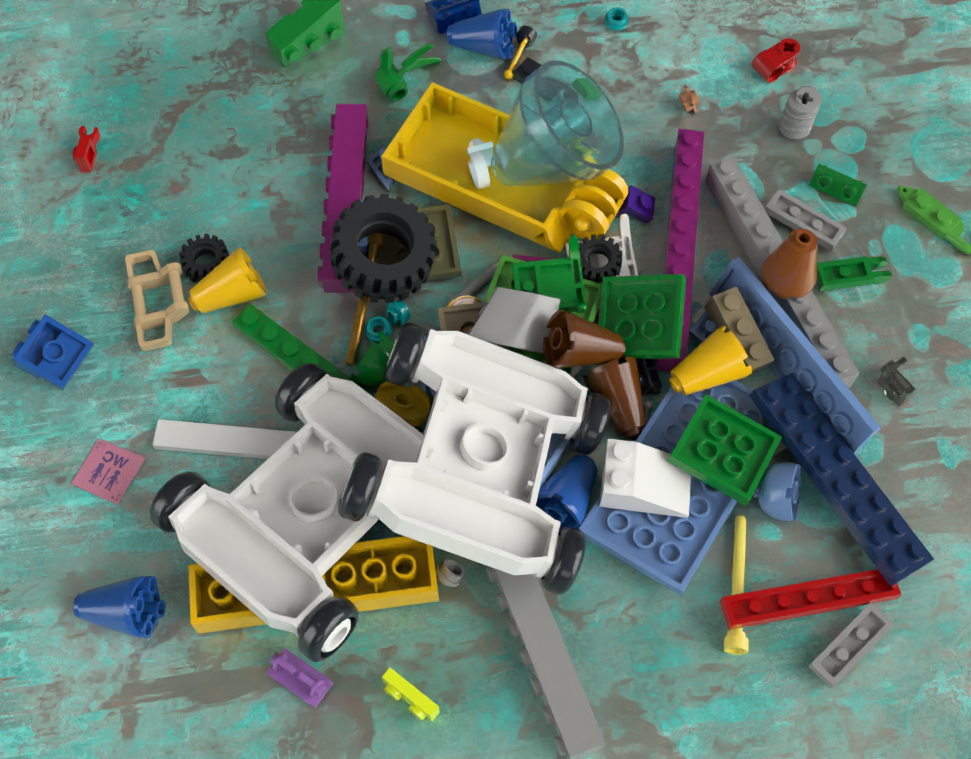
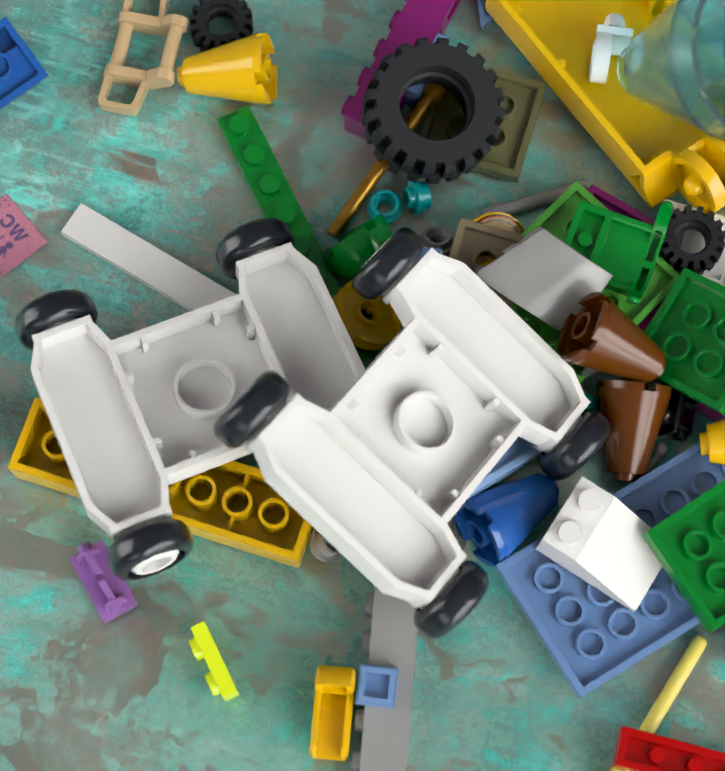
camera: 25 degrees right, 10 degrees up
(514, 688) = (332, 712): none -> yellow animal
(538, 652) = (376, 686): none -> medium blue tile

